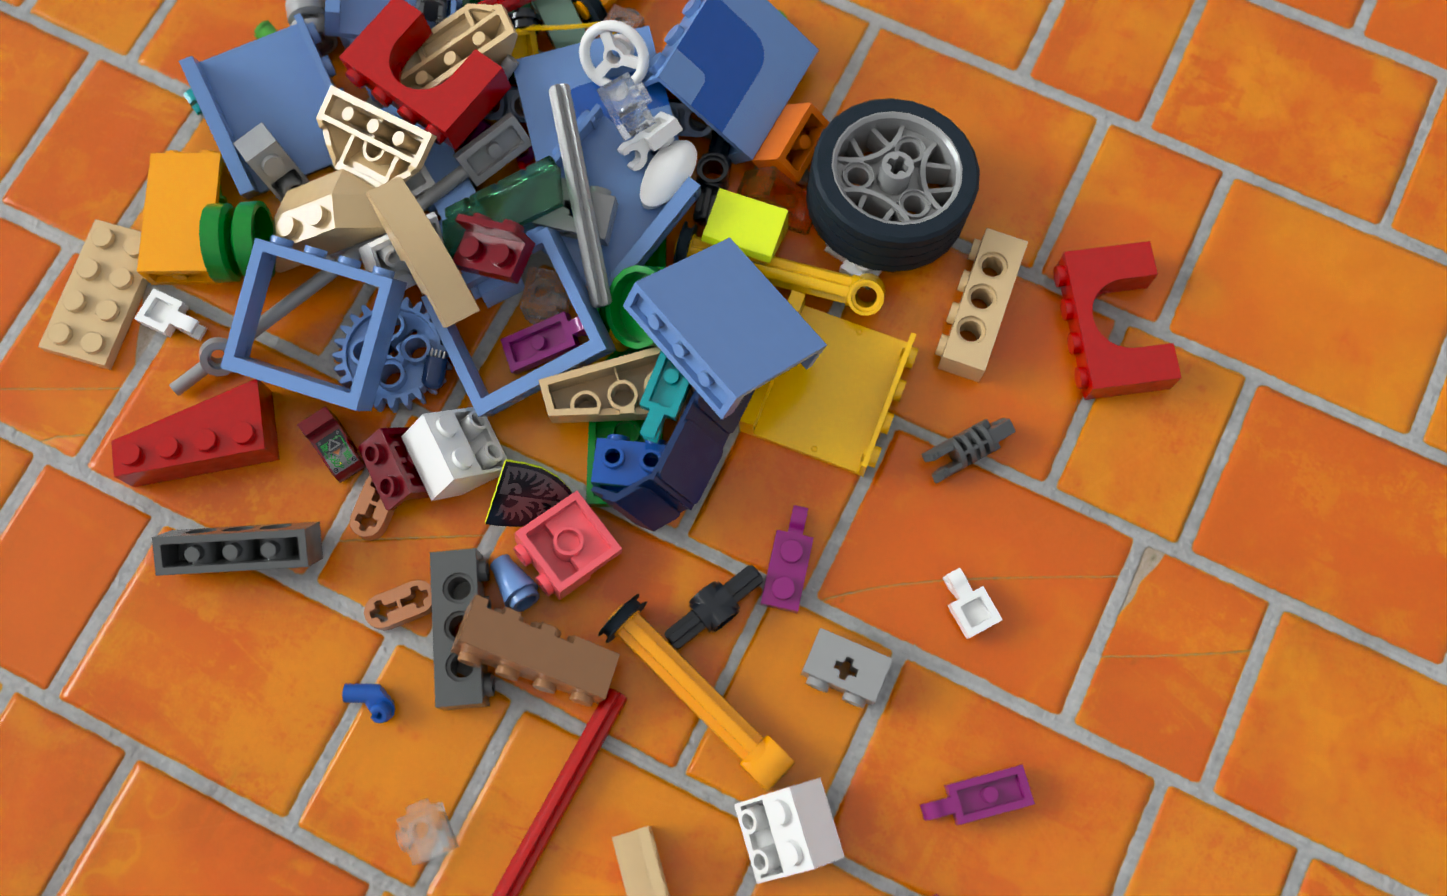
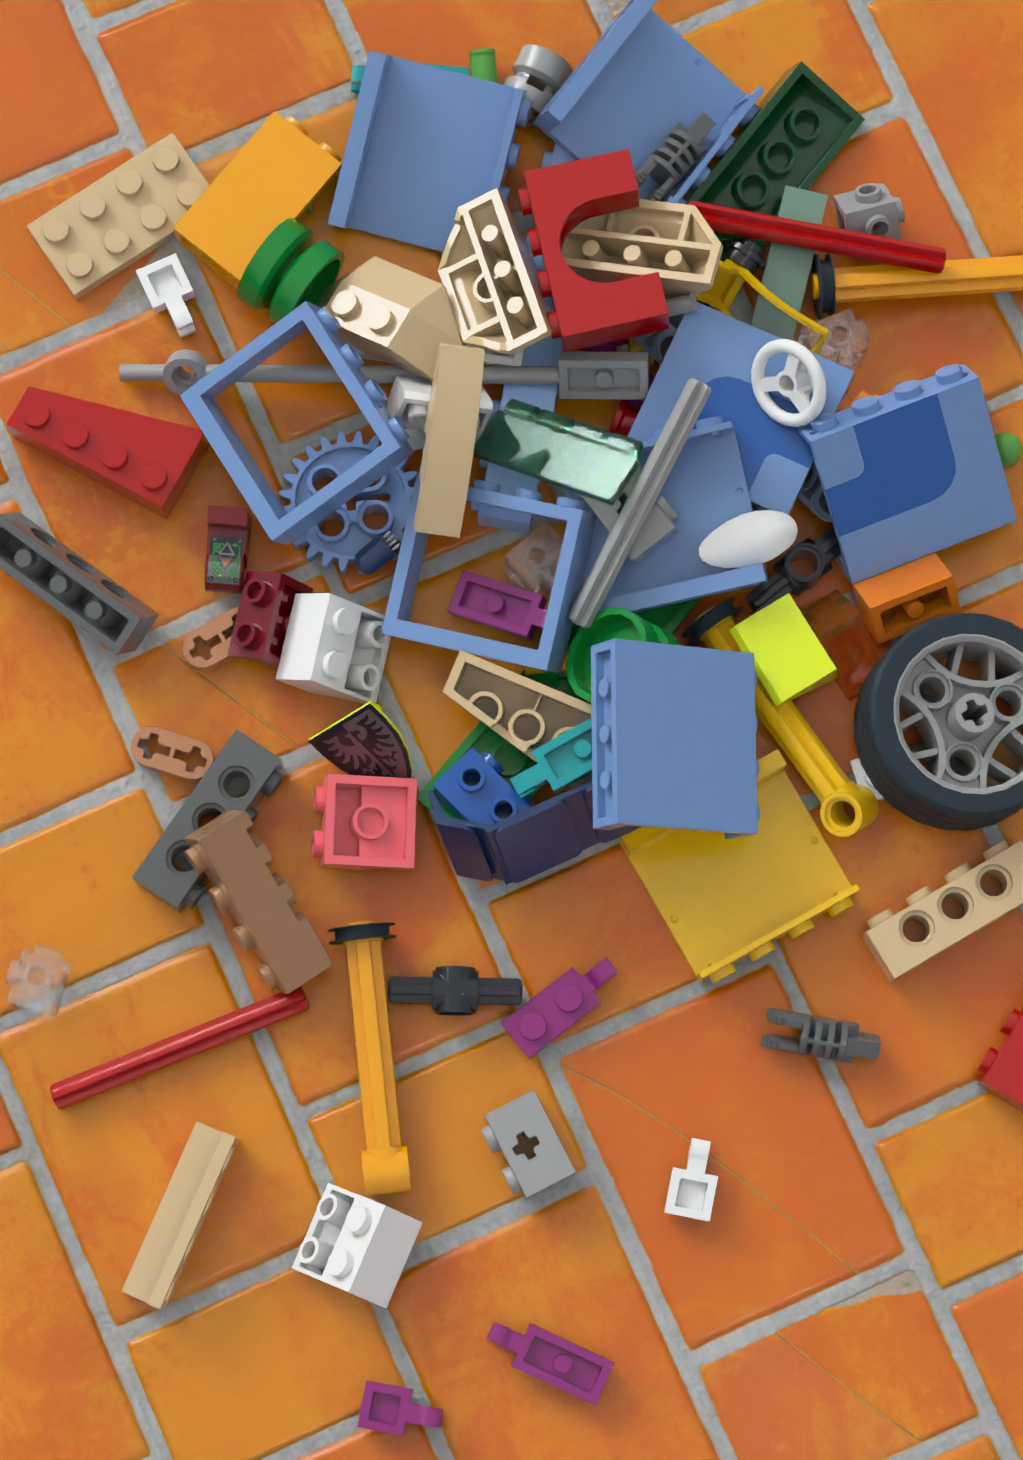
camera: 35 degrees right, 5 degrees up
(270, 161) = (382, 214): light grey slope -> none
(373, 696) = (84, 821): blue arm -> none
(493, 248) = (515, 491): dark red bracket -> none
(514, 584) = (290, 820): medium blue cone -> none
(627, 105) = (760, 443): clear brick -> none
(653, 138) = (763, 492): white plate -> none

